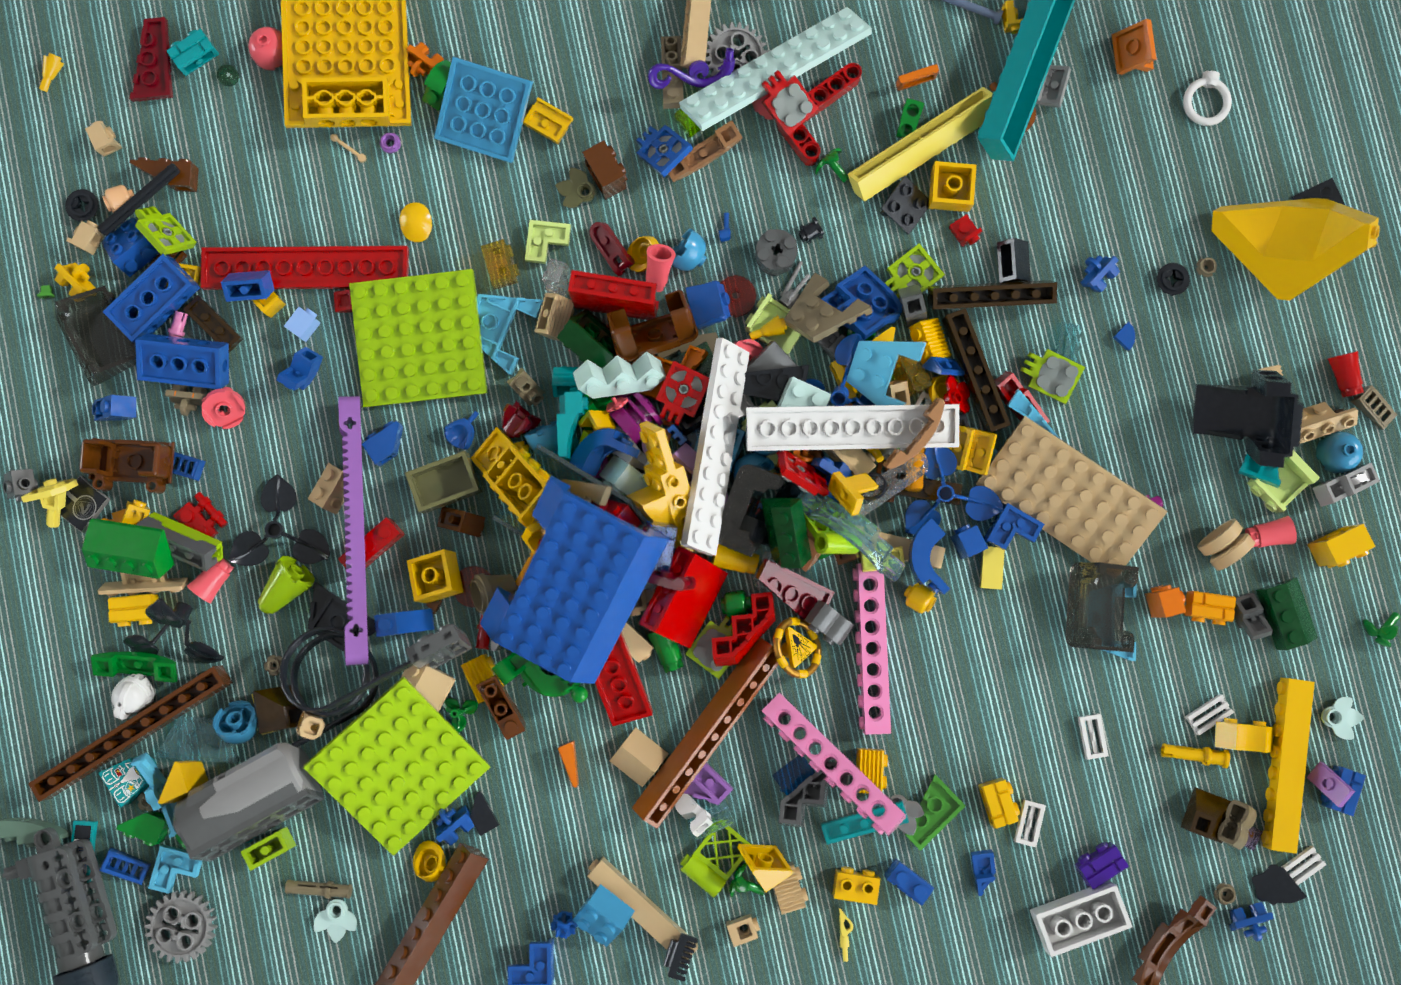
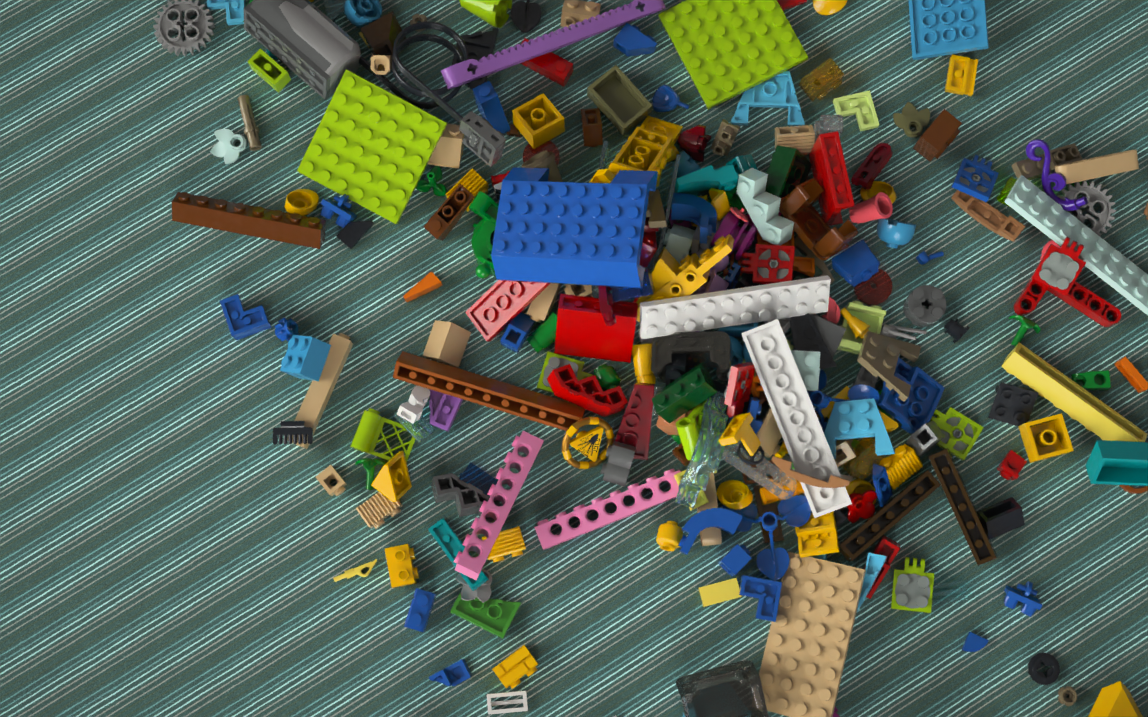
camera: 70 degrees right, 5 degrees down
(654, 679) = (517, 332): none -> blue slope
(900, 516) = (734, 494): none -> yellow hat

